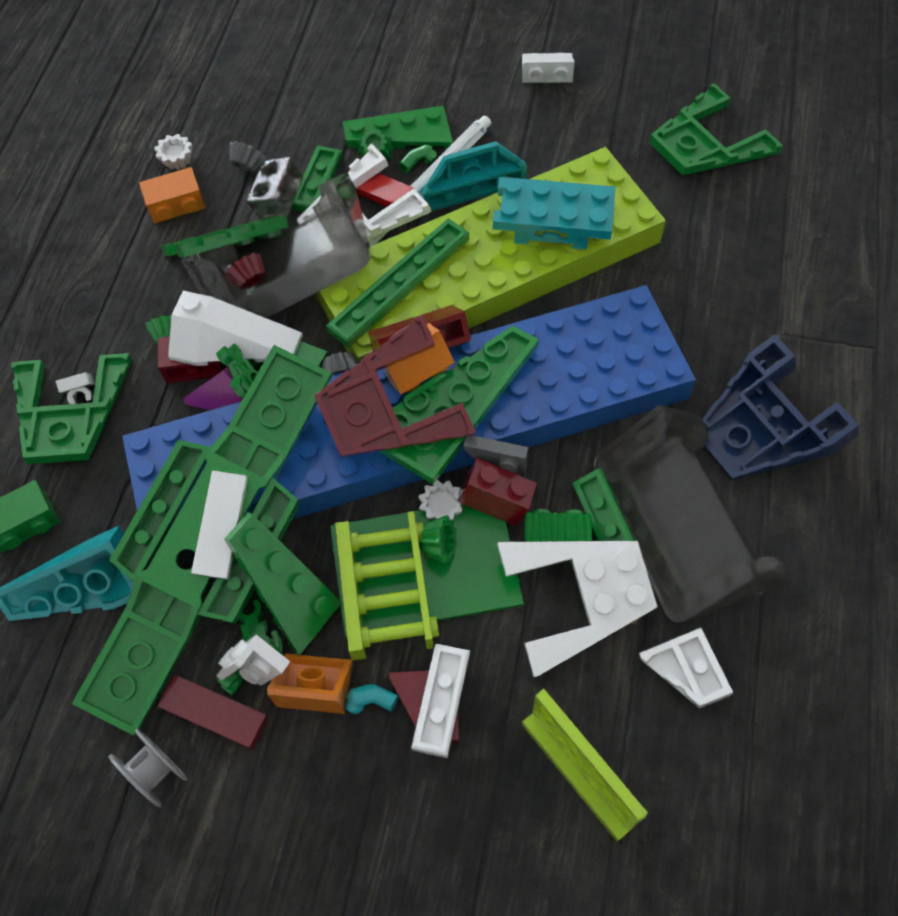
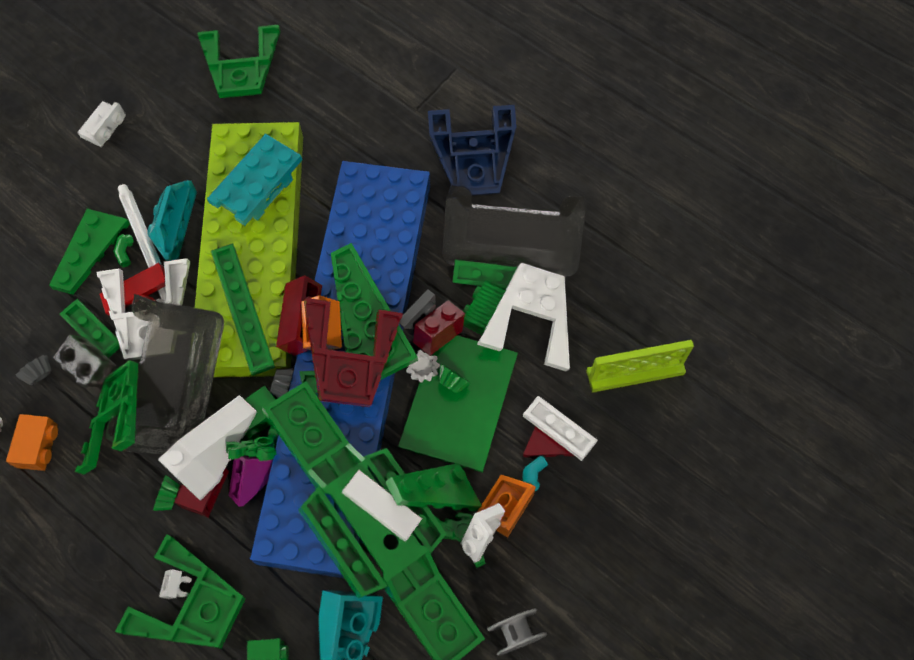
camera: 65 degrees left, 5 degrees up
(213, 712) = (492, 580): dark red tile -> none
(246, 272) = (158, 411): dark red piece -> none
(357, 604) = (469, 451): lime fence -> none
(379, 140) = (88, 273): green piece -> none
(689, 668) = (606, 280): white wing -> none

